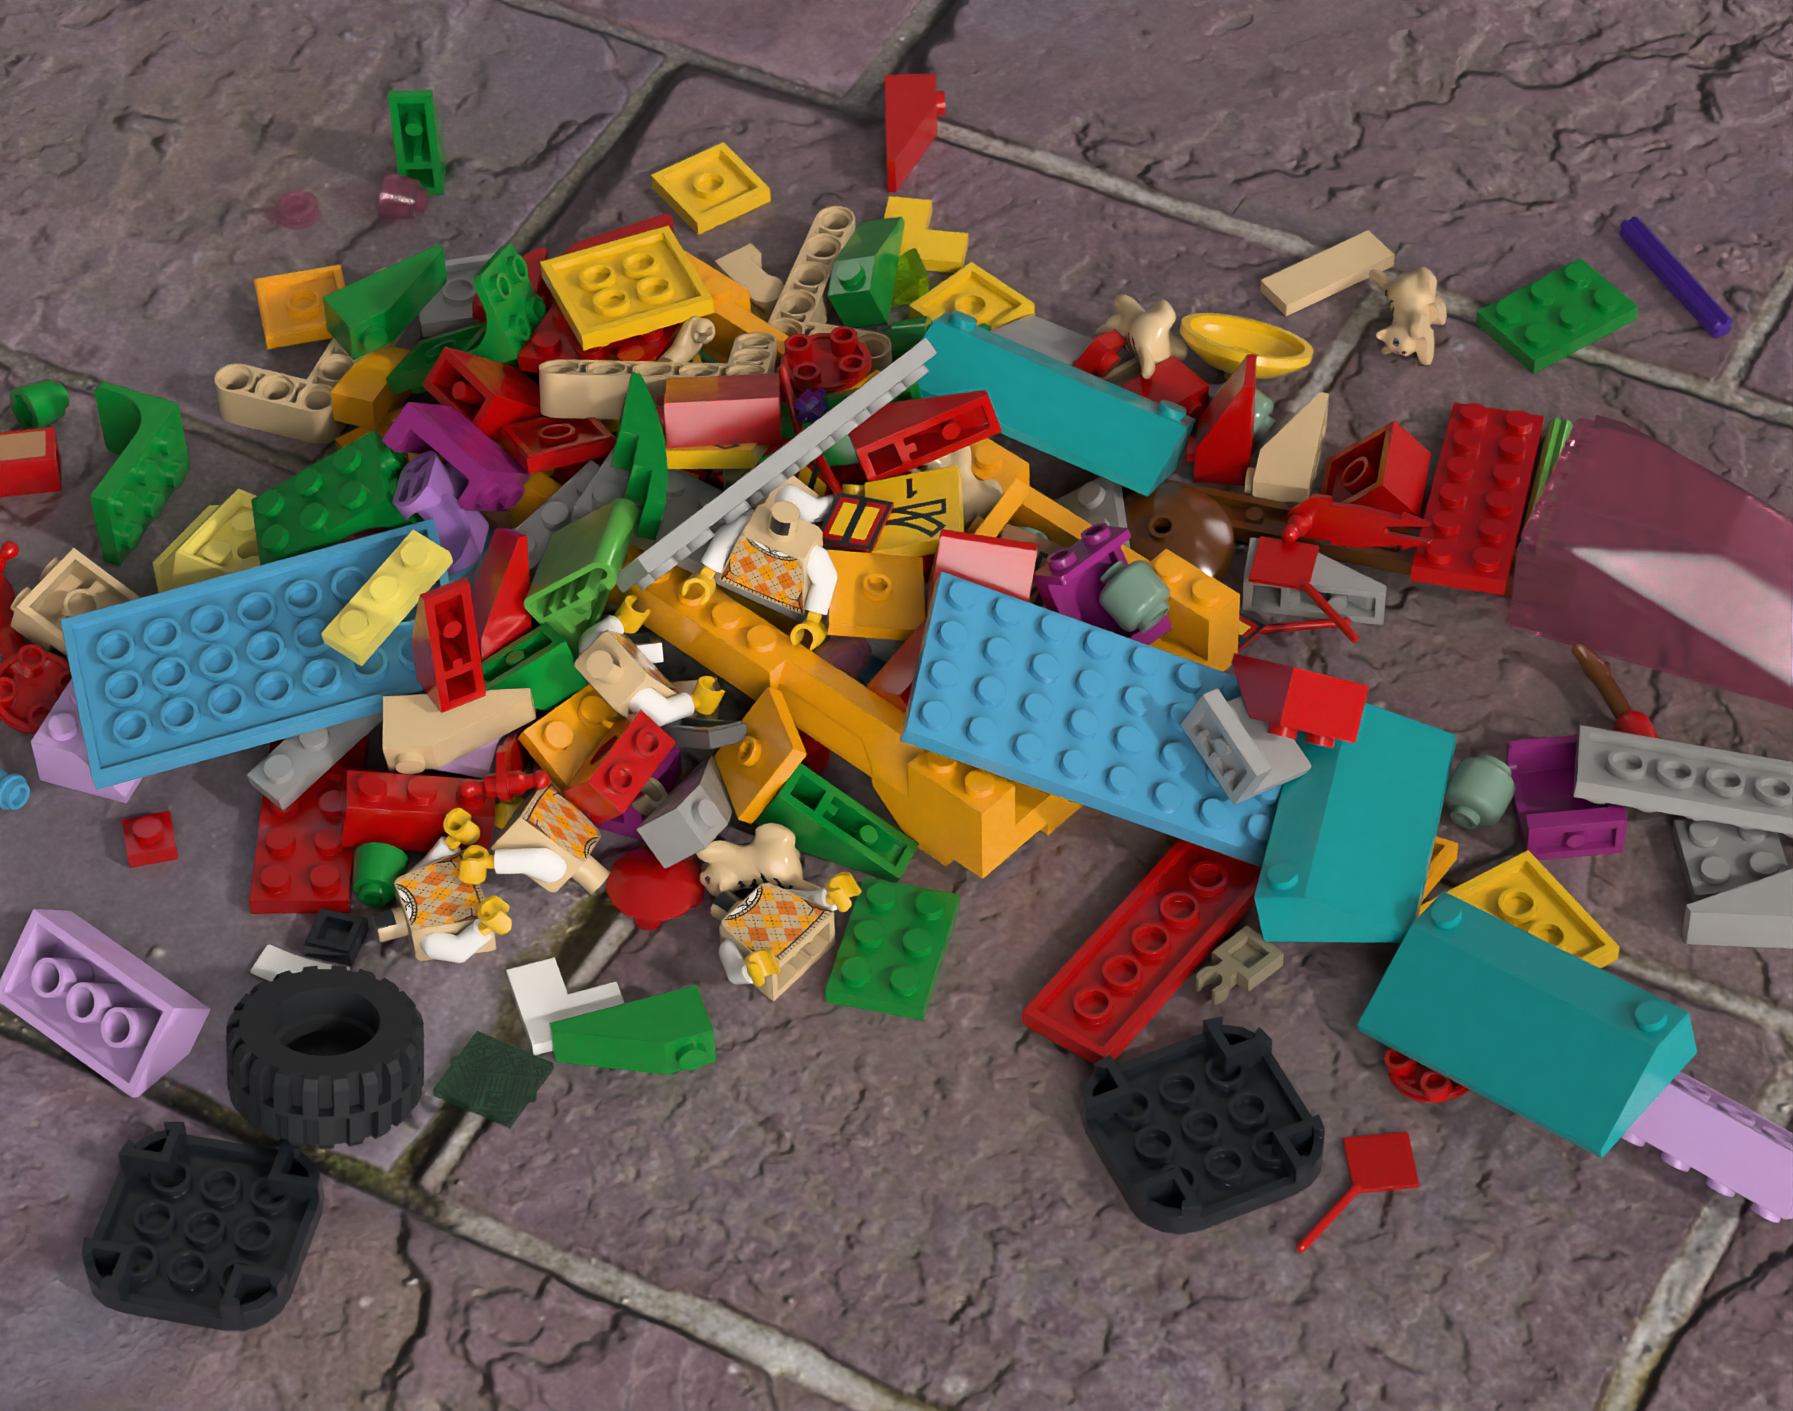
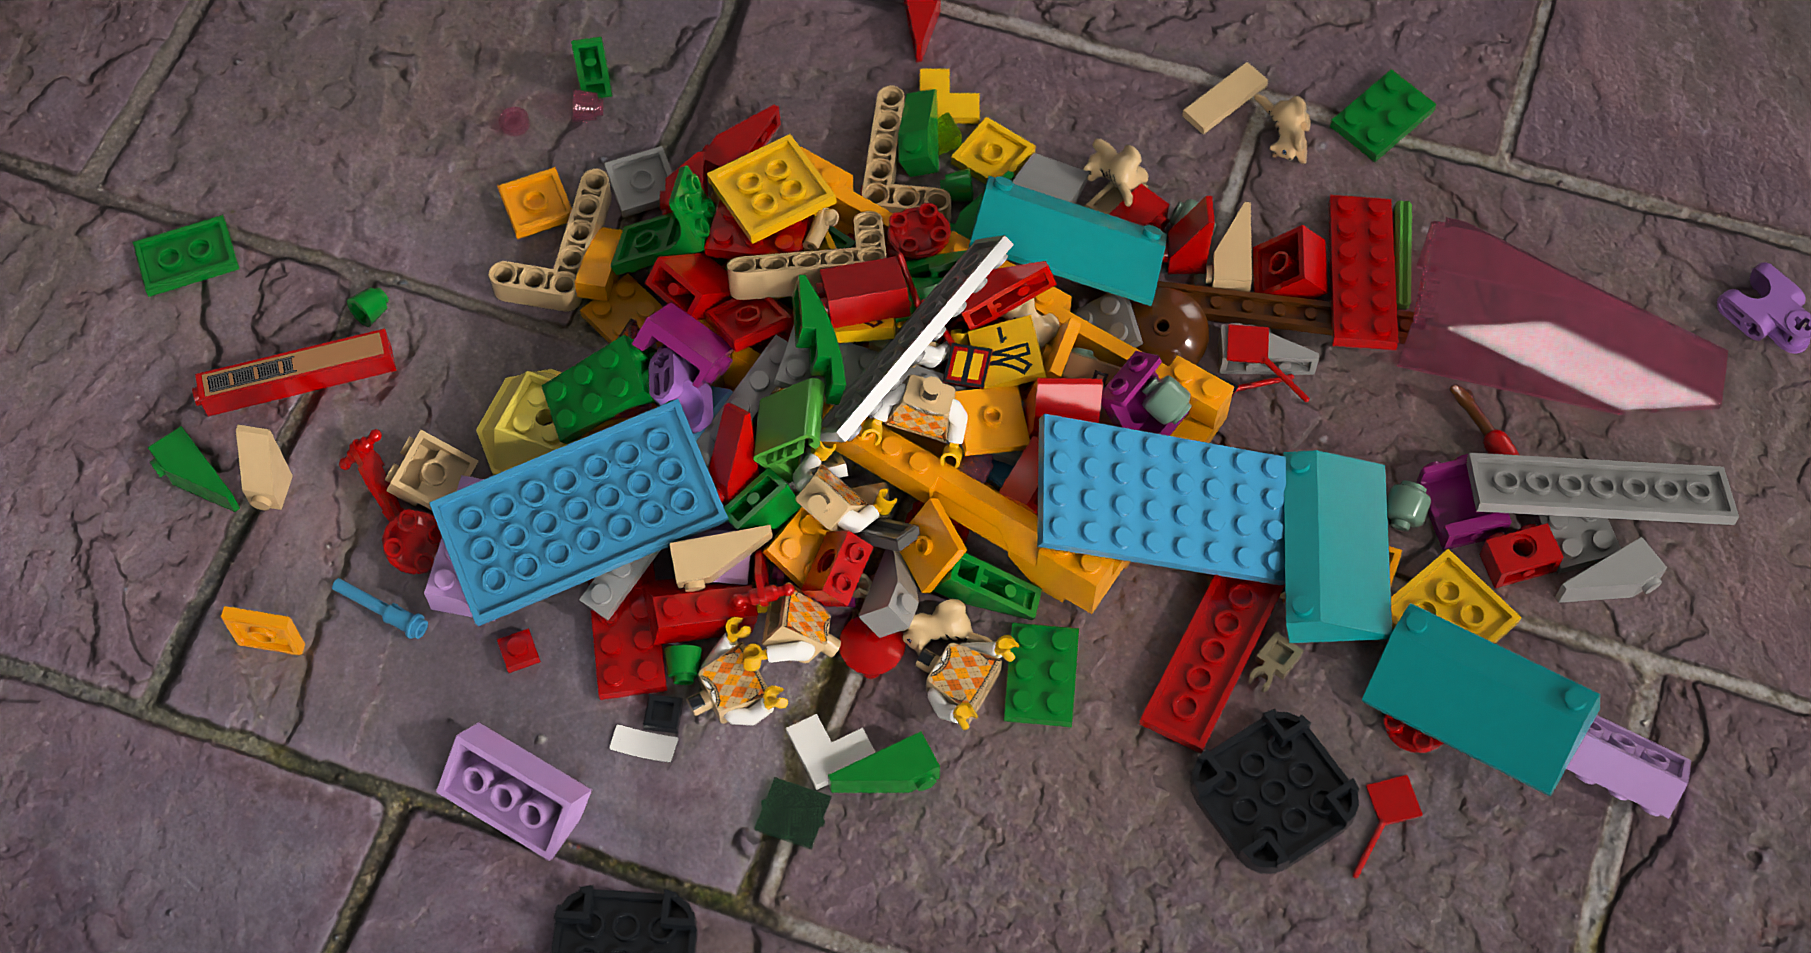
camera: 10 degrees left, 15 degrees up
(149, 469) = (463, 348): green bracket -> none
(325, 1056) = (689, 863): black tyre -> none
(385, 303) = (592, 209): green slope -> none
(387, 597) = (657, 465): light yellow plate -> none
(448, 646) = (714, 515): red slope -> none
(710, 188) = (796, 73): yellow tile -> none
(746, 269) = (835, 149): tan leg -> none
(810, 405) = (921, 277): dark purple axle -> none
(1102, 354) = (1092, 188): red plate -> none
(1227, 340) = (1186, 166): yellow dish -> none
(1240, 749) = (1260, 506): light grey bracket -> none
(1300, 701) = (1290, 467): red slope -> none
(1349, 524) = (1287, 310): red piece -> none
(1637, 871) = (1507, 567): none -> red brick
(1675, 277) = (1455, 76): dark purple axle -> none

